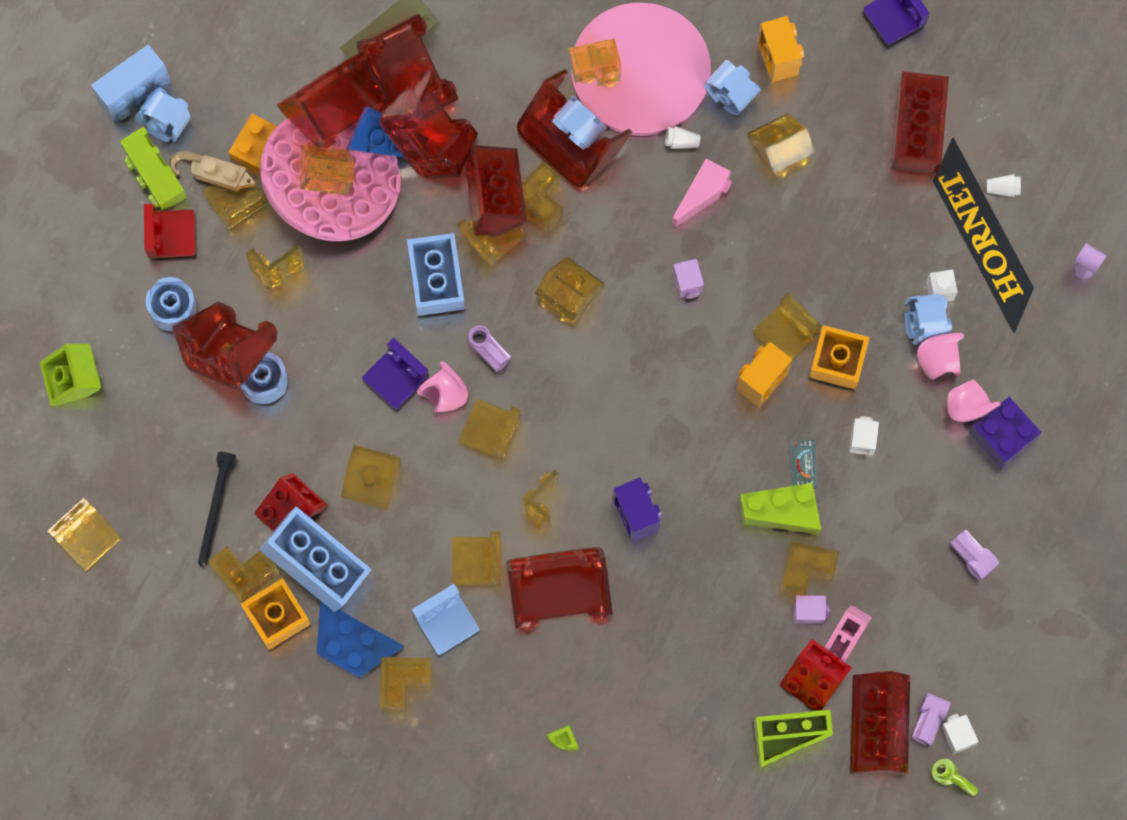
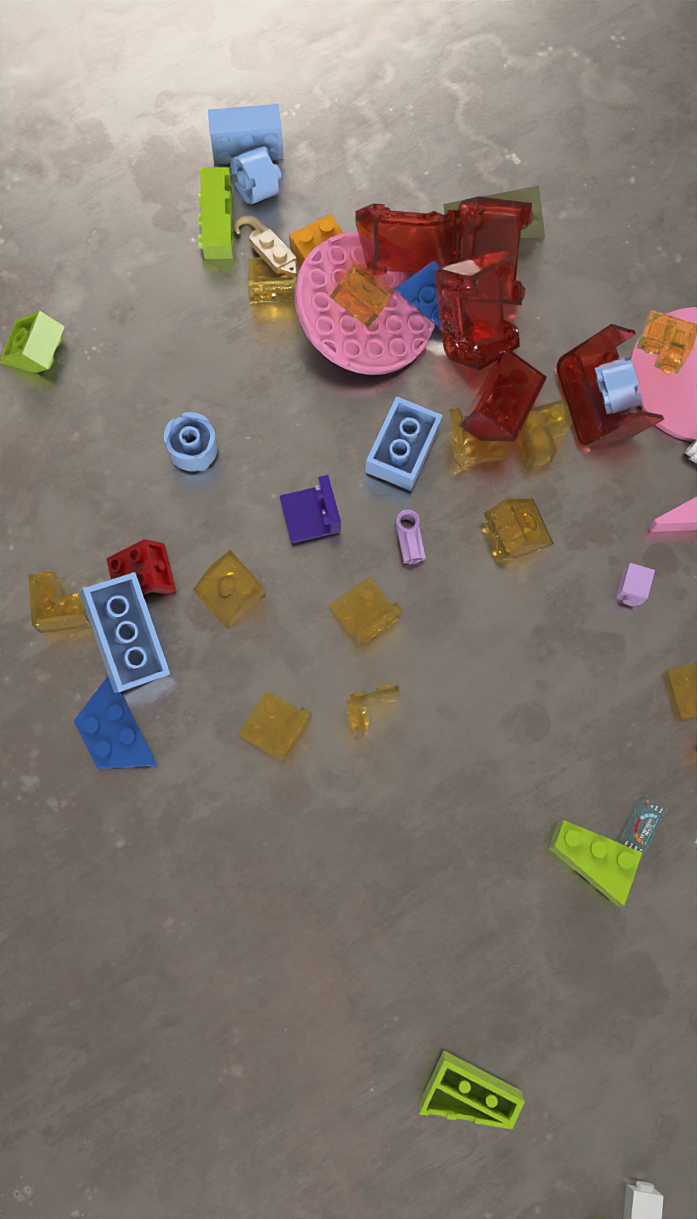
camera: 30 degrees right, 0 degrees up
(160, 298) = (155, 334): light blue brick -> none
(169, 232) = (194, 273): red bracket -> none
(220, 347) = (172, 391): clear red windscreen -> none
(224, 463) = (109, 498): black piece -> none
(274, 274) = (268, 356): clear yellow bracket -> none
(275, 614) = (58, 661): light orange brick -> none
(397, 676) = (129, 790): clear yellow brick -> none
(444, 390) = (347, 552): bright pink piece -> none
(445, 620) = (209, 764): light blue bracket -> none
(559, 586) = (334, 798): clear red windscreen -> none
(563, 739) = (246, 950): lime tile -> none
(636, 509) = (454, 771): dark purple brick -> none
(763, 374) = (655, 716): light orange brick -> none
(804, 562) = (582, 926): clear yellow brick -> none
(811, 609) = (565, 978): lavender brick -> none
(815, 675) = (531, 1051): red bracket -> none
(848, 633) = (576, 1033): bright pink slope -> none
(880, 723) = (567, 1144): clear red slope -> none
(932, 714) = (627, 1168): lavender piece -> none

